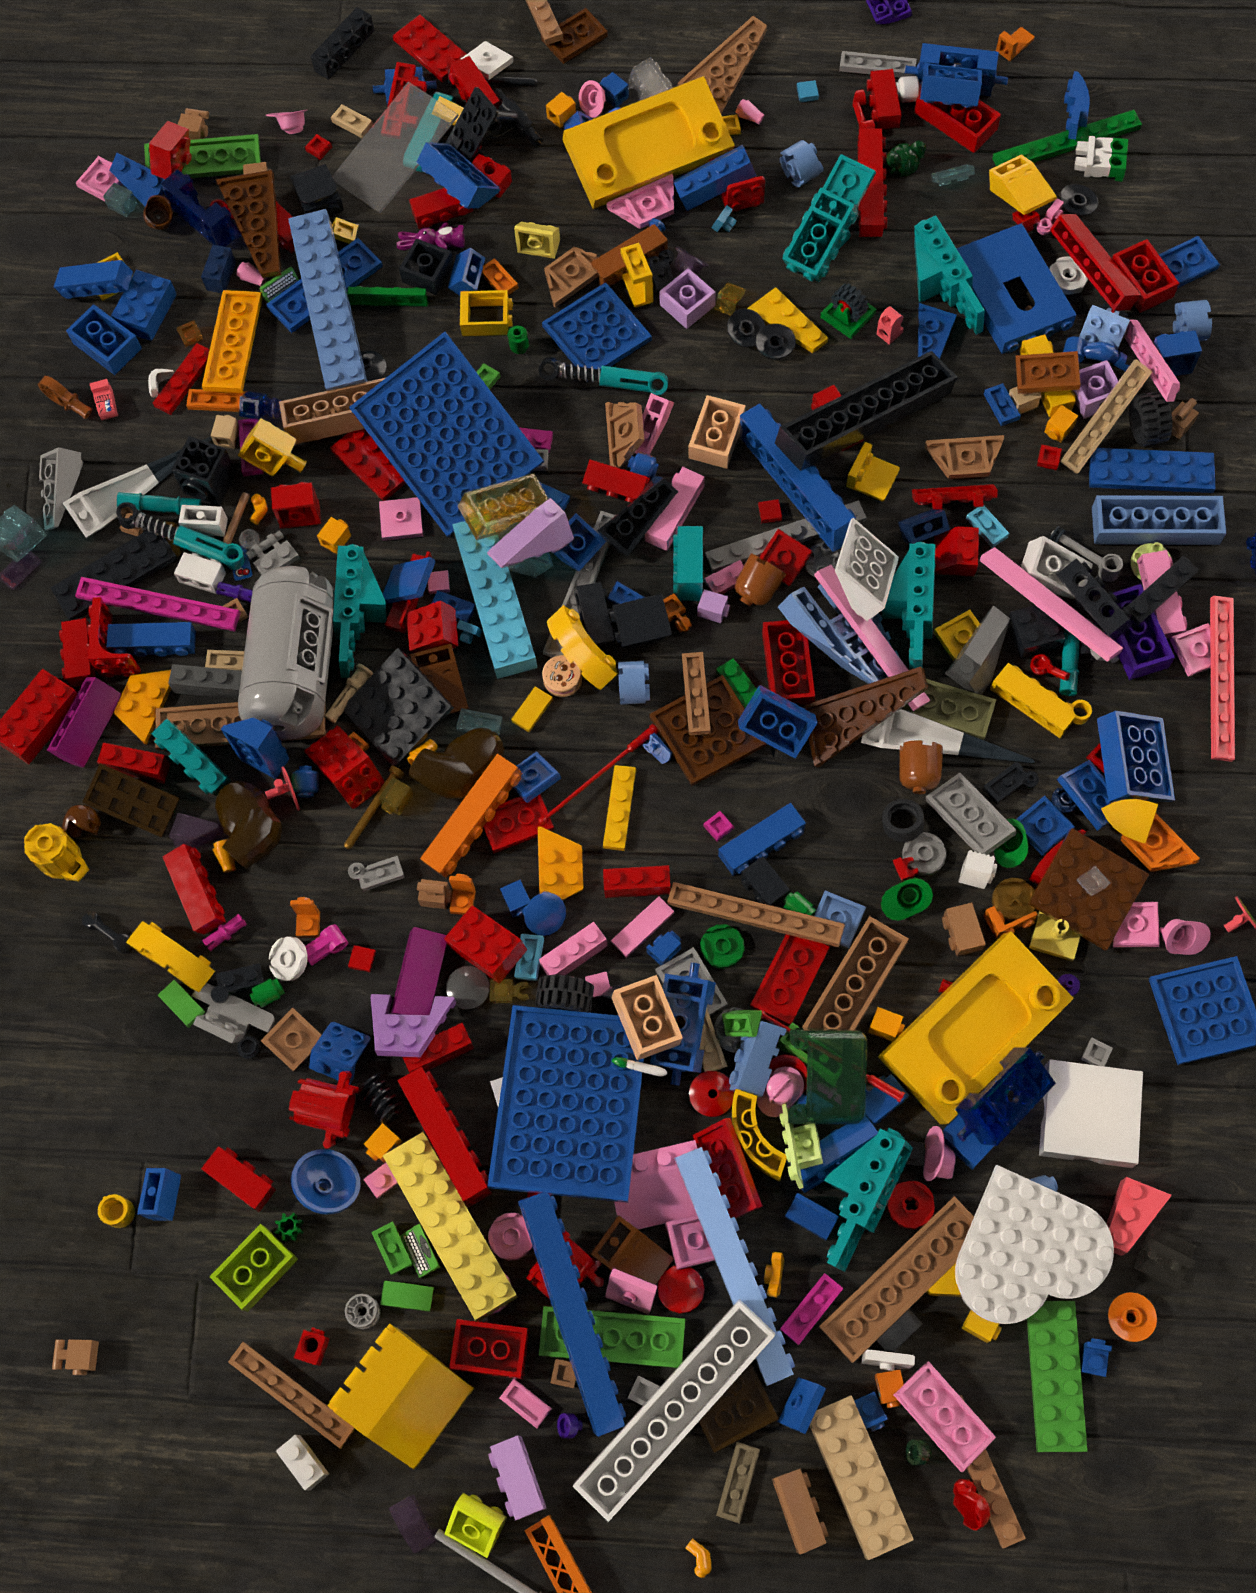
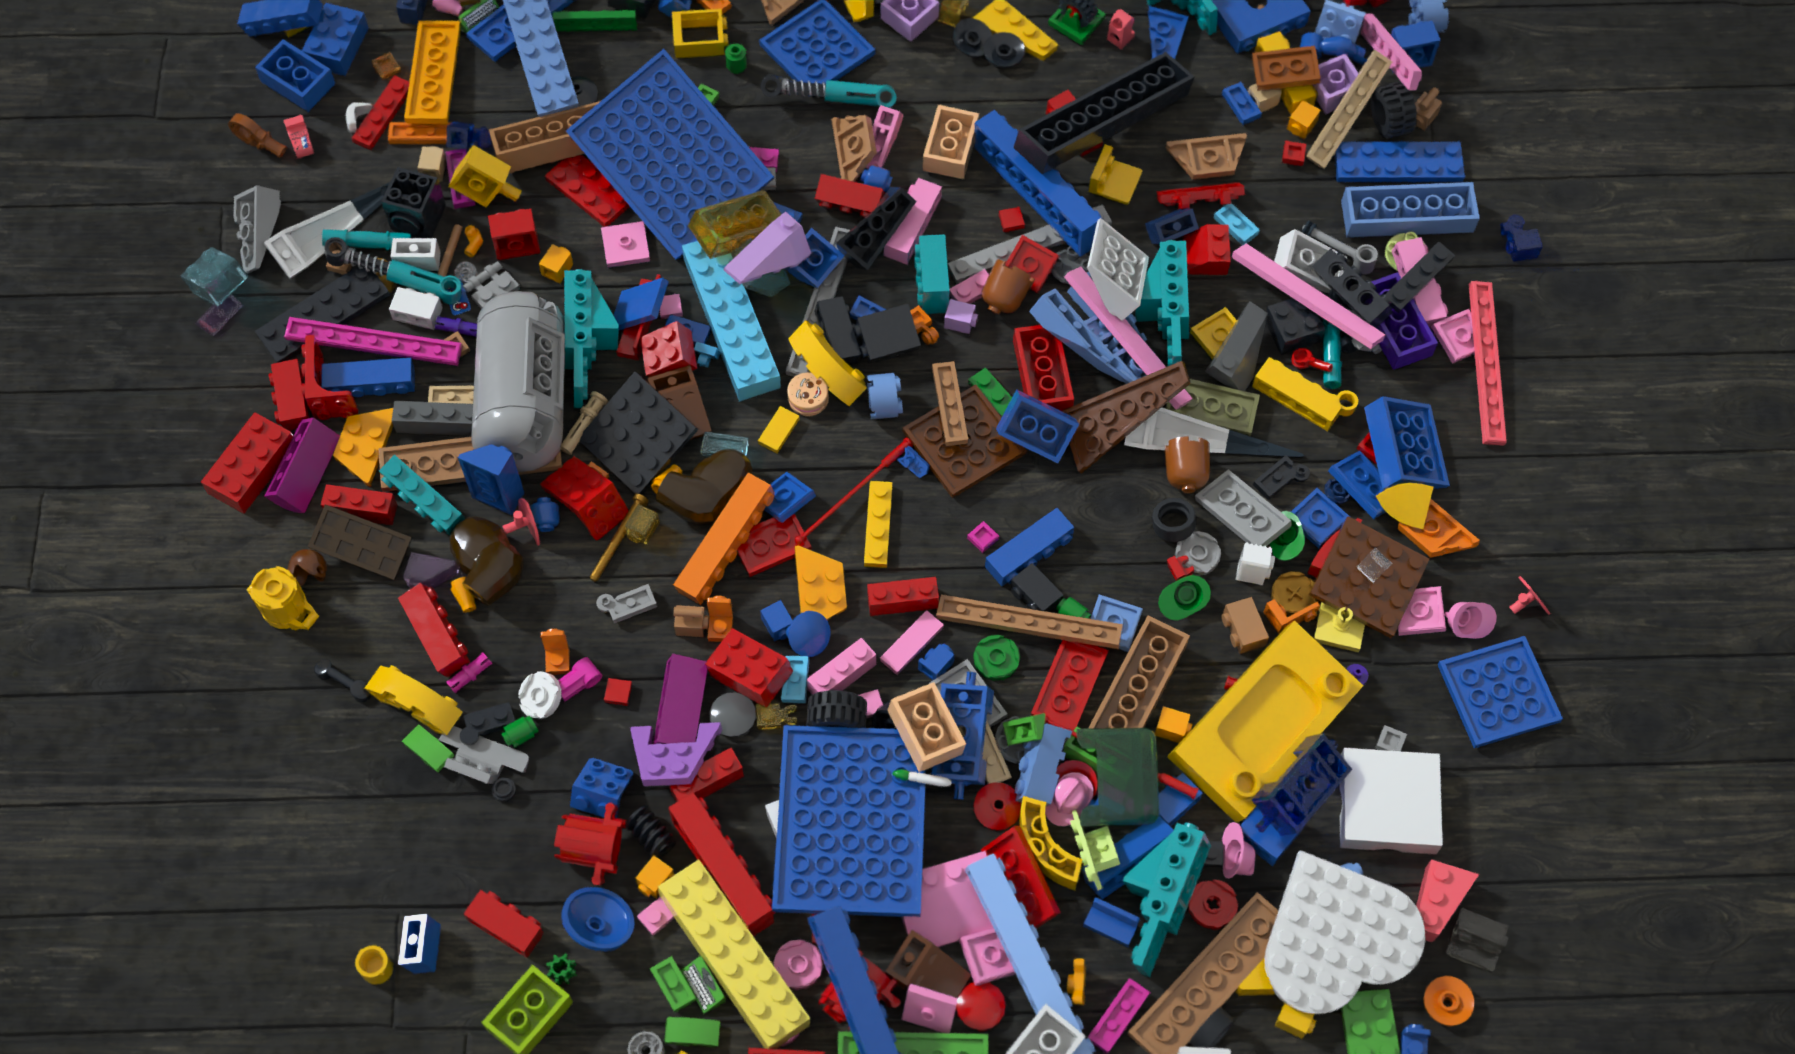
camera: 10 degrees left, 5 degrees down
(292, 1039) = (549, 778): medium nougat plate -> none

